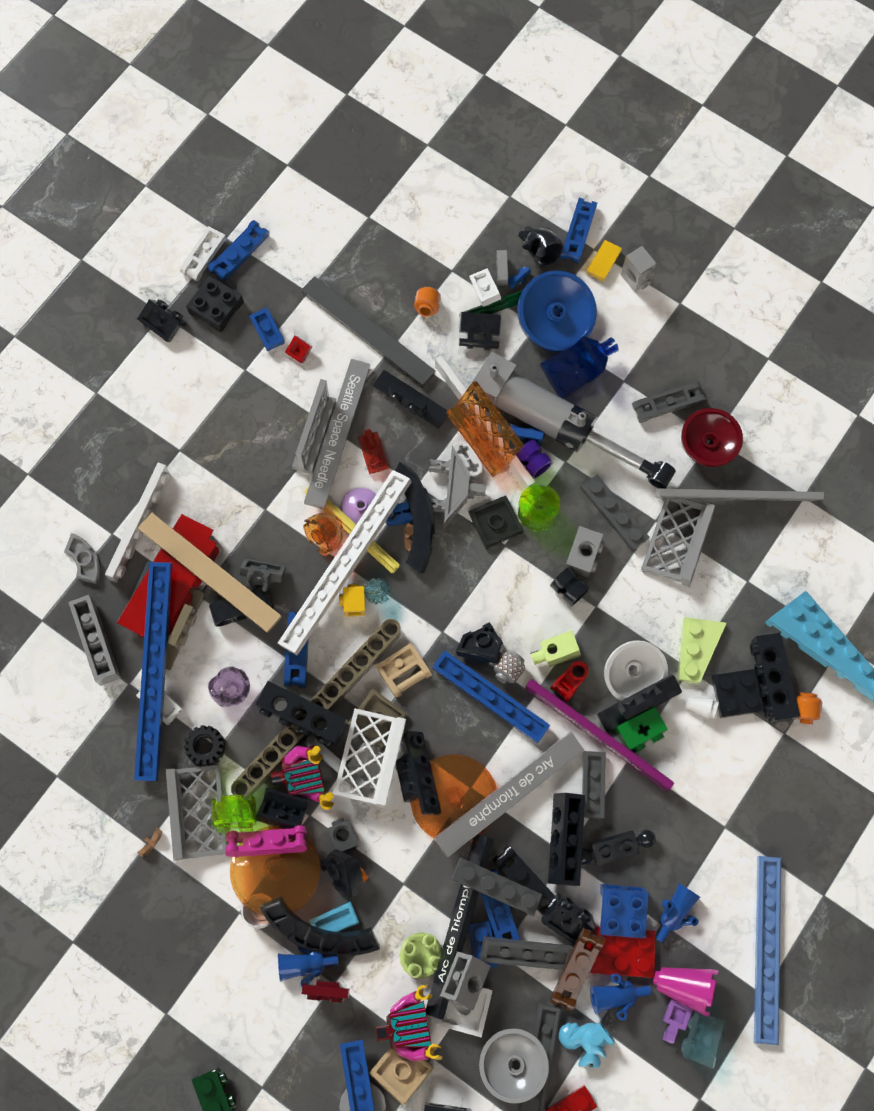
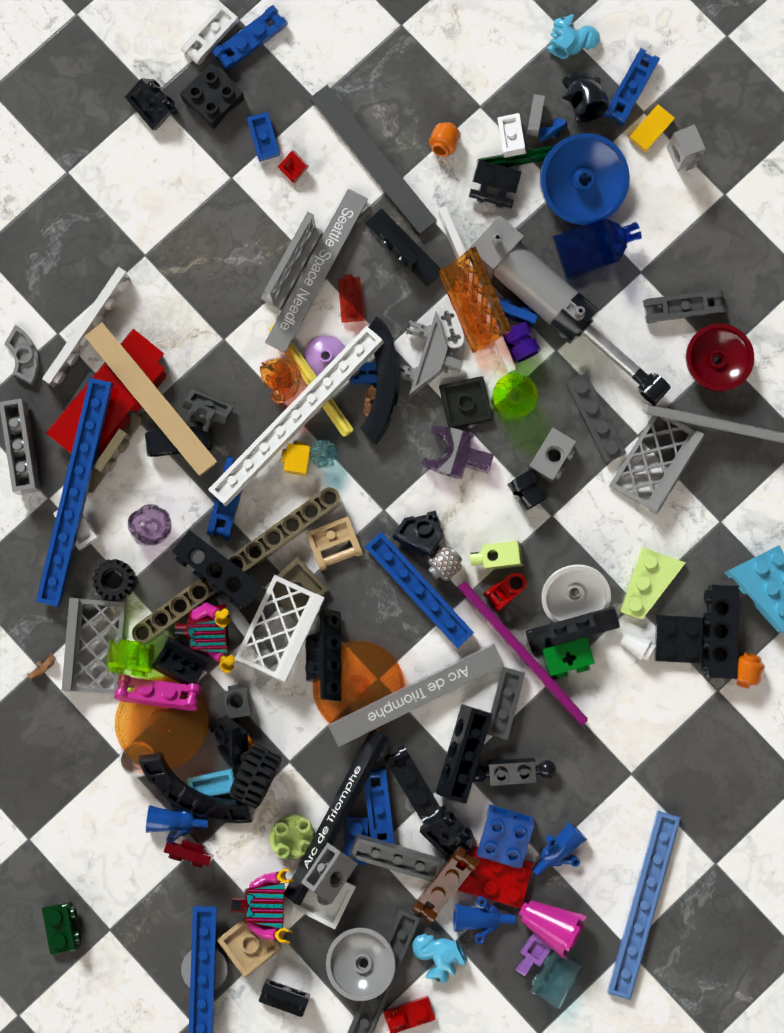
camera: 15 degrees right, 10 degrees up
(375, 901) = (255, 776): none -> black tyre
(496, 886) = (380, 787): dark grey plate -> none
(500, 567) = (458, 455): none -> clear purple connector
(517, 203) = (570, 42): none -> medium azure animal

